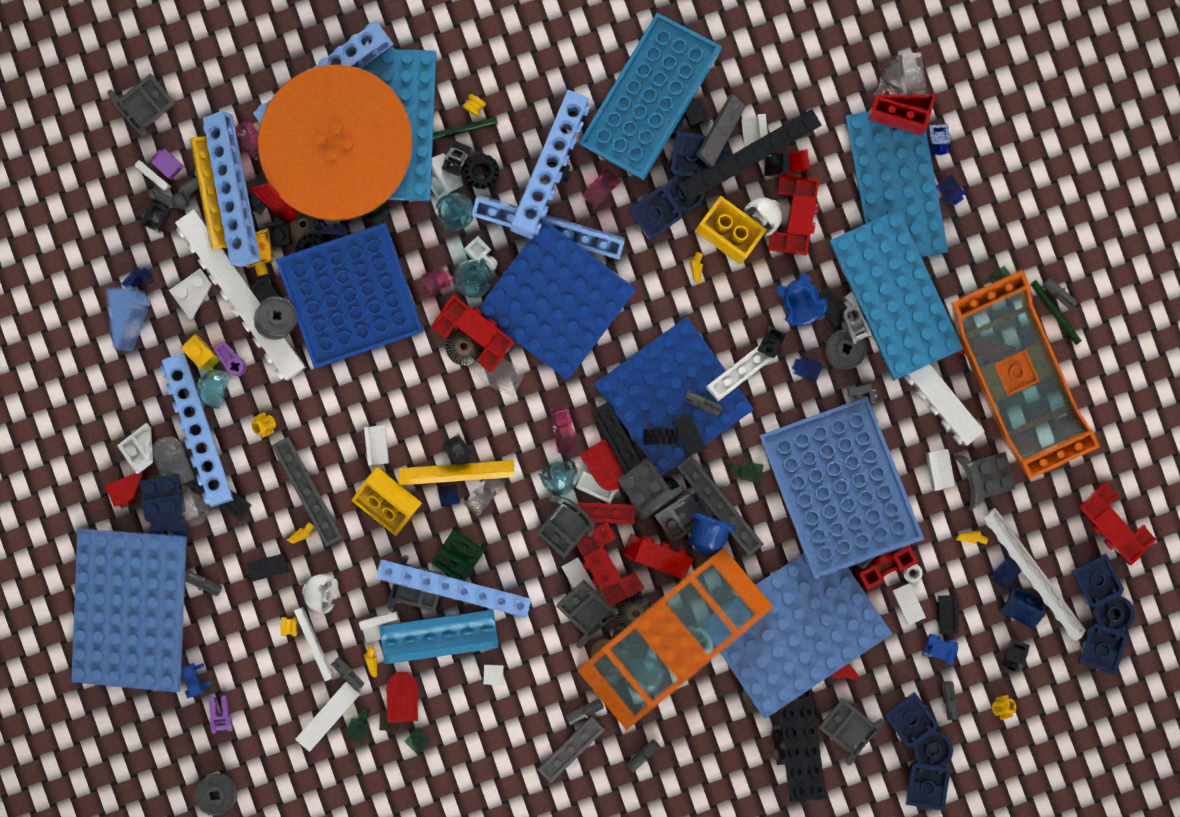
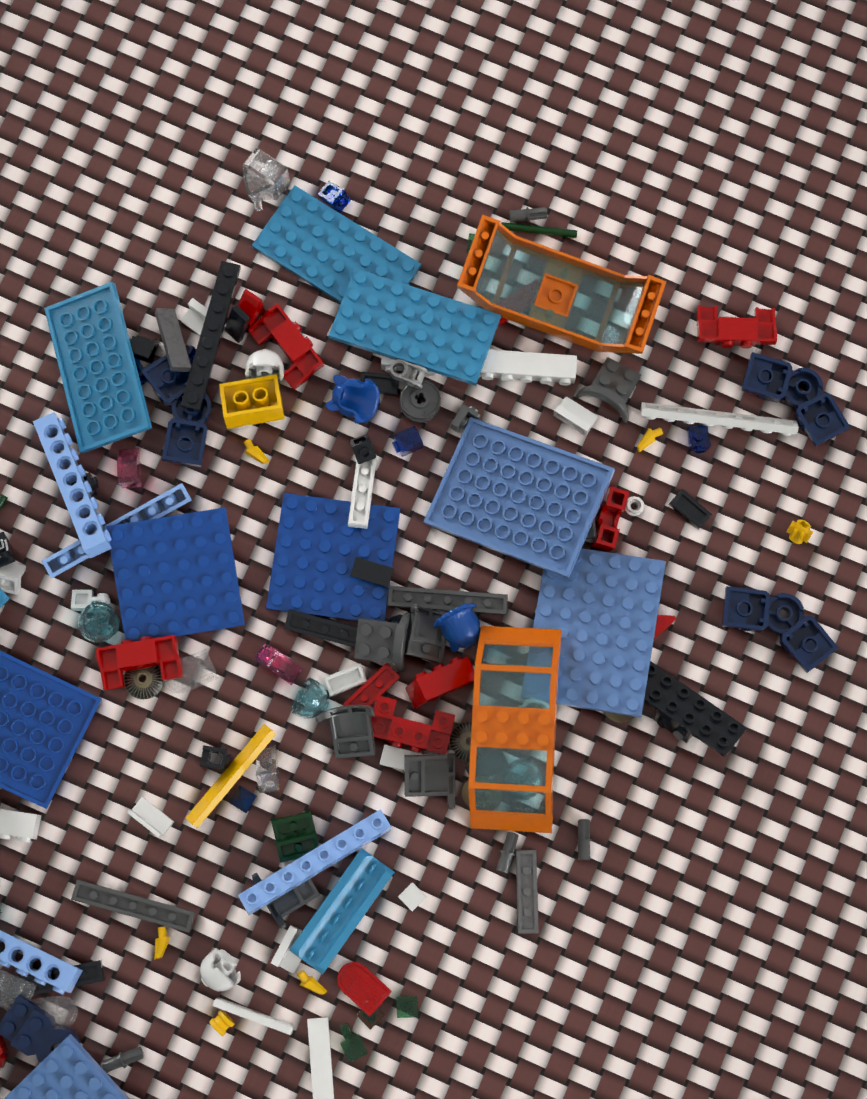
camera: 45 degrees left, 10 degrees down
(263, 425) = (49, 890): yellow gear -> none
(267, 567) = (160, 995): black tile -> none
(347, 674) = (302, 1012): dark grey axle -> none
(386, 501) = (200, 851): yellow slope -> none
(437, 280) = (74, 651): clear pink slope -> none
(454, 211) = (36, 588): clear light blue cylinder -> none
(470, 171) = (34, 552): black tyre -> none
(603, 465) = (334, 659): red window -> none
(660, 436) = (352, 592): black tyre -> none
(703, 403) = (358, 539): dark grey axle -> none
(749, 471) = (442, 554): clear green plate -> none
(849, 728) = (709, 661): dark grey piece -> none
(903, 111) = (287, 200): red wedge -> none
(908, 603) = (655, 530): white tile -> none
(940, 649) = (711, 537): blue piece -> none
(950, 191) = (379, 222): clear blue bracket -> none
(950, 700) = (757, 567): dark grey axle -> none
(1015, 655) = (768, 488): black bracket -> none
(1024, 607) = (737, 449): dark blue panel -> none

